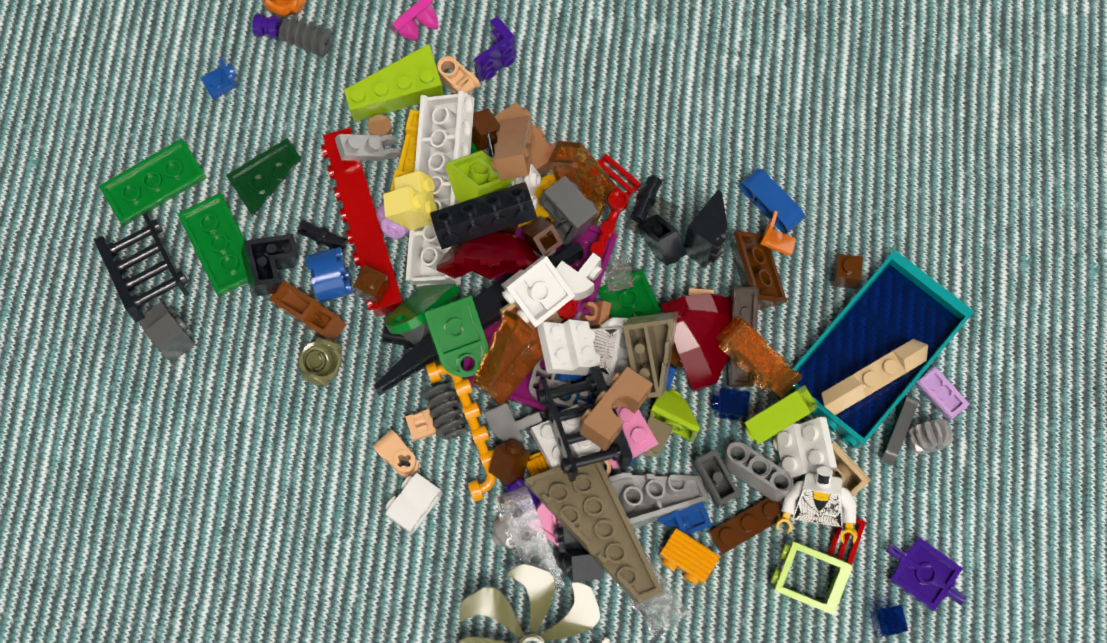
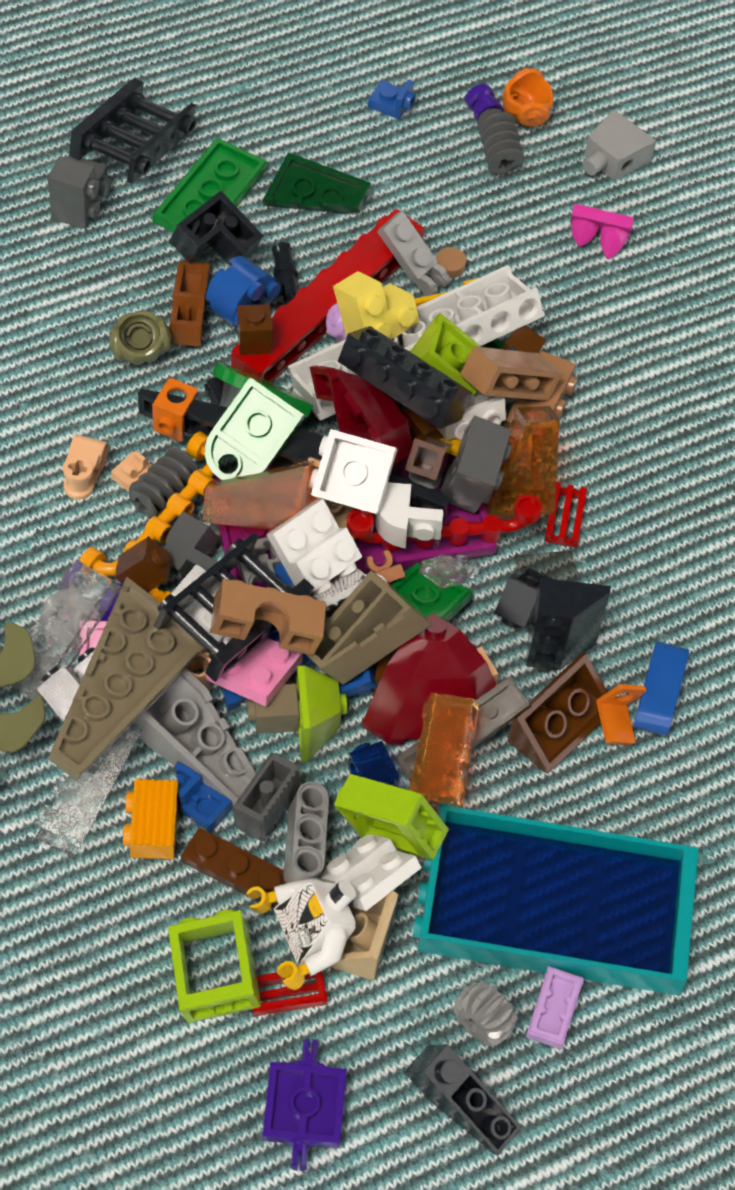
camera: 50 degrees right, 15 degrees down
(152, 182) = (237, 101): green tile -> none
(395, 86) = (498, 241): lime wedge -> none
(402, 380) = (169, 416): none -> orange bracket
(413, 503) = (37, 508): white brick -> none
(459, 79) = (561, 299): light nougat piece -> none
(499, 55) = (614, 316): dark purple bracket -> none
(646, 199) = (561, 554): black pin -> none
(847, 271) = (633, 812): reddish brown brick -> none
(875, 376) = (516, 902): tan brick -> none
(889, 621) = (213, 1086): clear blue brick -> none
(899, 430) = (453, 979): dark grey beam -> none
(968, 481) = (462, 1096): none -> black slope

